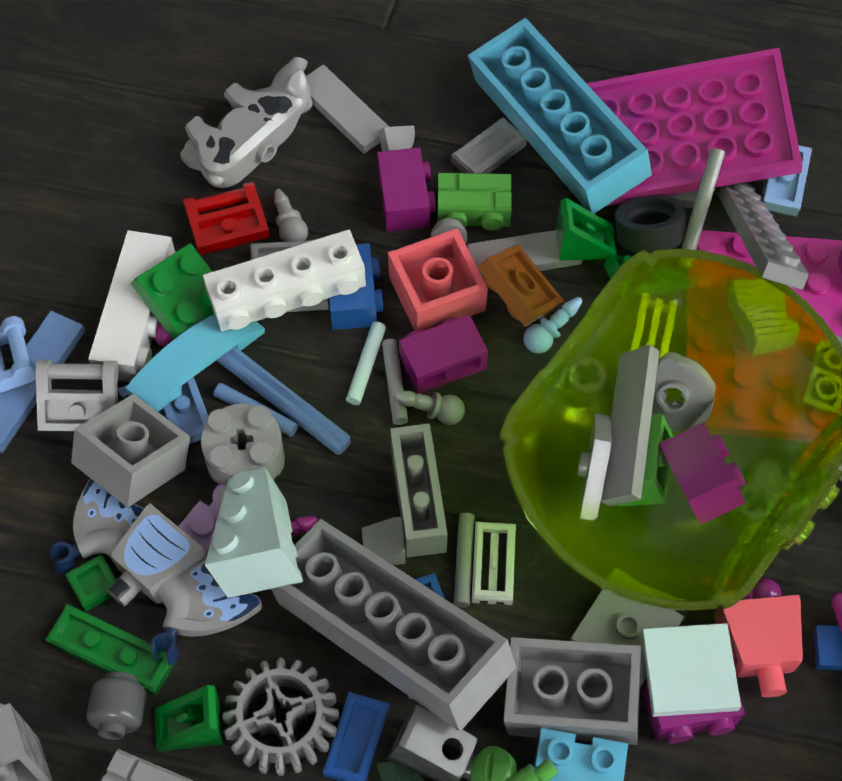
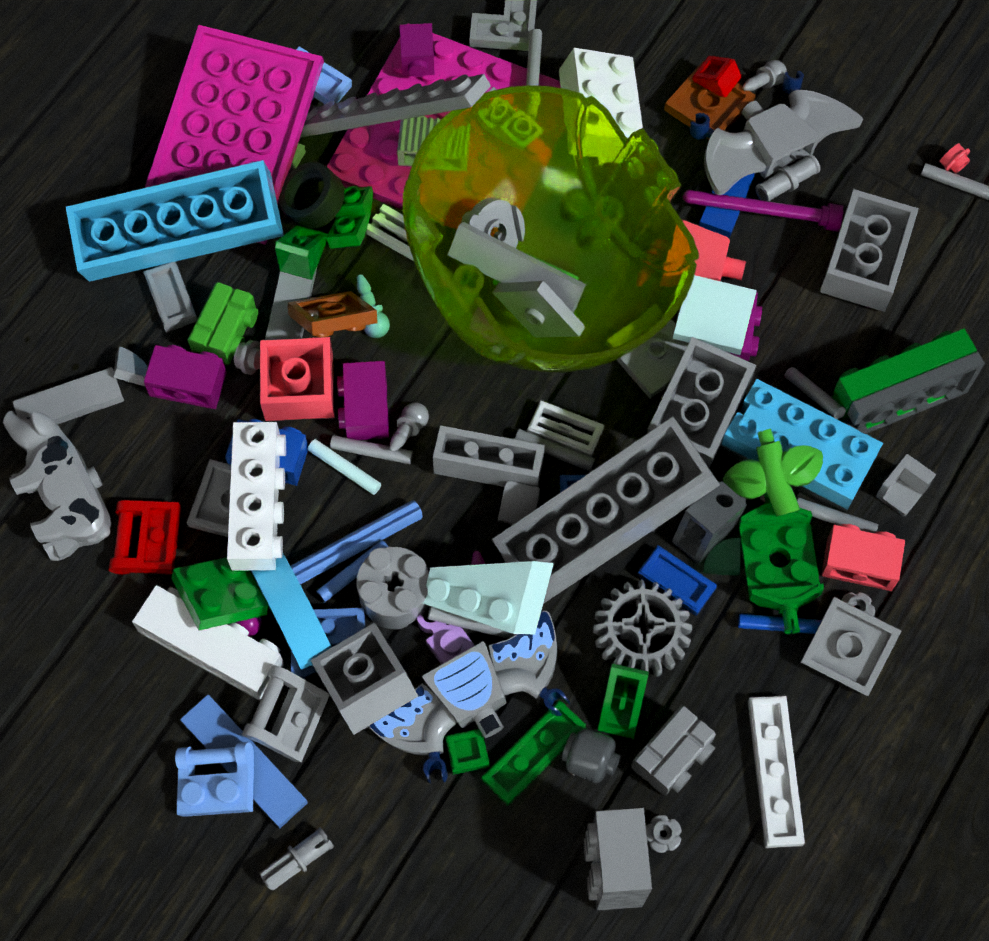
camera: 70 degrees left, 5 degrees up
(289, 220) = (184, 483): light grey bar -> none
(703, 199) = (315, 146): light grey bar -> none
(703, 473) = (574, 235): magenta brick -> none

